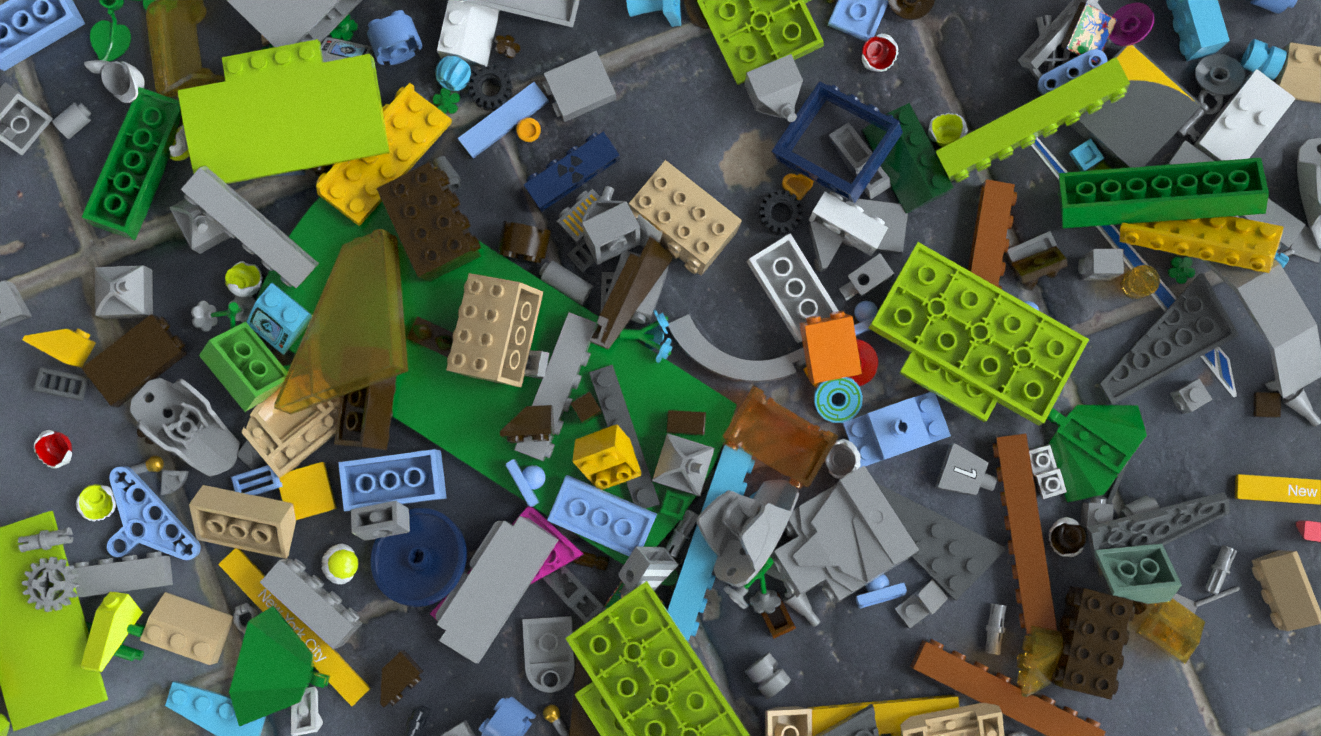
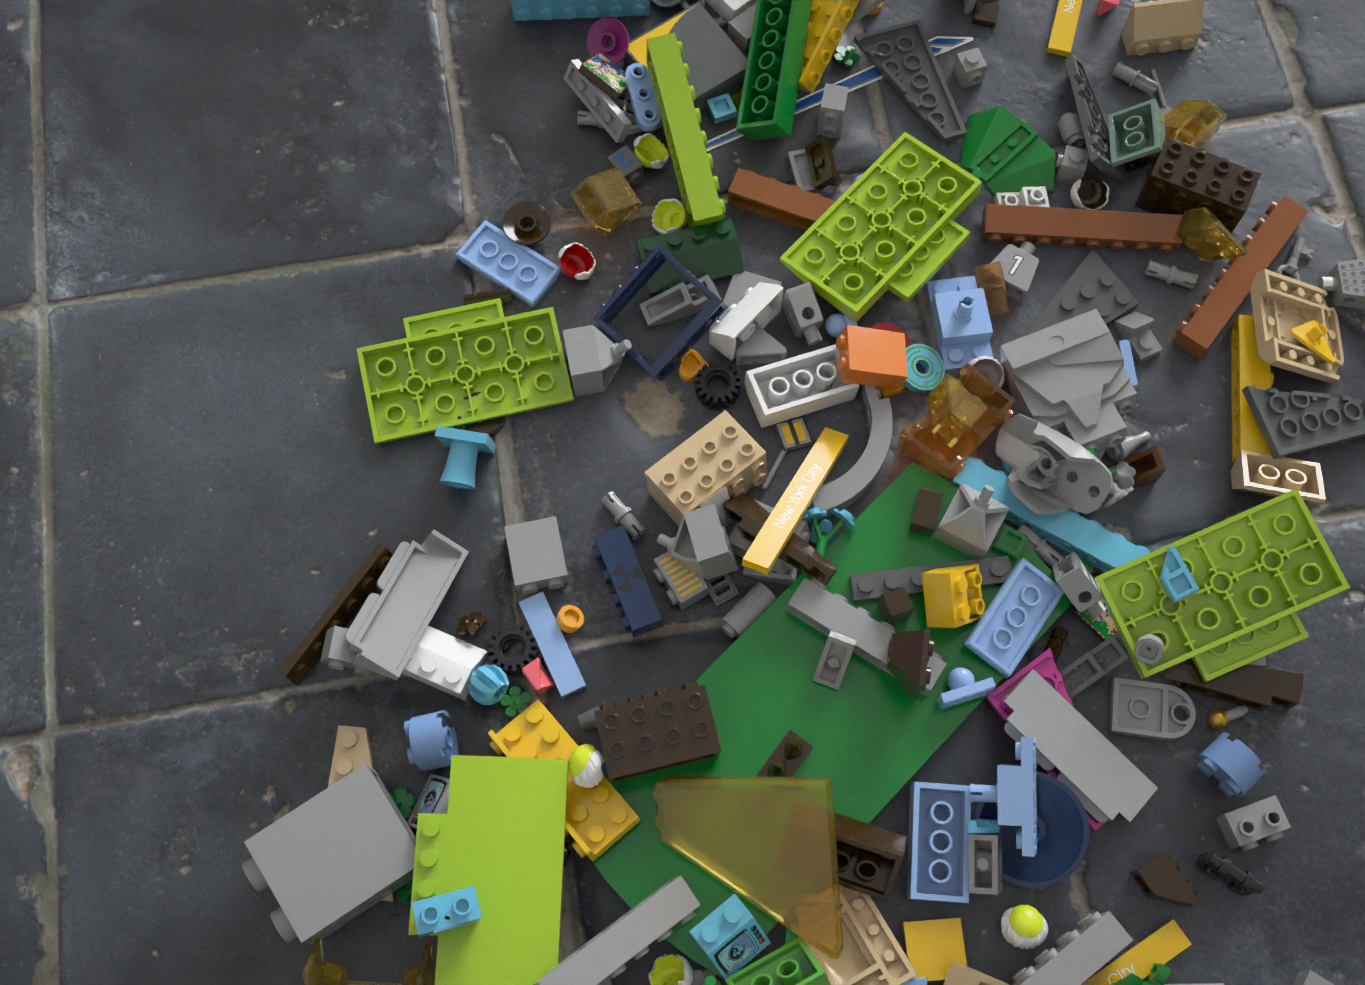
camera: 80 degrees left, 15 degrees down
(233, 80) = (459, 905): none -> medium azure piece
(387, 167) = (586, 766): none -> hair
(408, 514) = (984, 826): none -> medium azure tile
(434, 536) = (1015, 795): none -> light blue brick
(470, 114) = (538, 677): none -> coral slope
(494, 330) = (795, 684): tan brick -> none
(523, 240) = (694, 643): dark brown brick -> none
(587, 636) = (1149, 648): none -> light grey tile
(634, 154) = (623, 515): none -> light grey pin
(657, 652) = (1176, 576): none -> medium azure tile
(668, 301) = (795, 501): none -> yellow tile
(746, 292) = (792, 435): none -> piece
(767, 675) = (1203, 487): light grey wheel -> none
(784, 430) = (953, 410): none -> clear yellow slope
(932, 456) = (992, 280): none -> clear orange slope
(949, 63) = (605, 200): none -> clear yellow slope
(994, 76) = (628, 164): none -> dark grey brick
(1016, 94) = (650, 151): none -> neon yellow hair
(1140, 282) = (858, 80): clear yellow wheel -> none

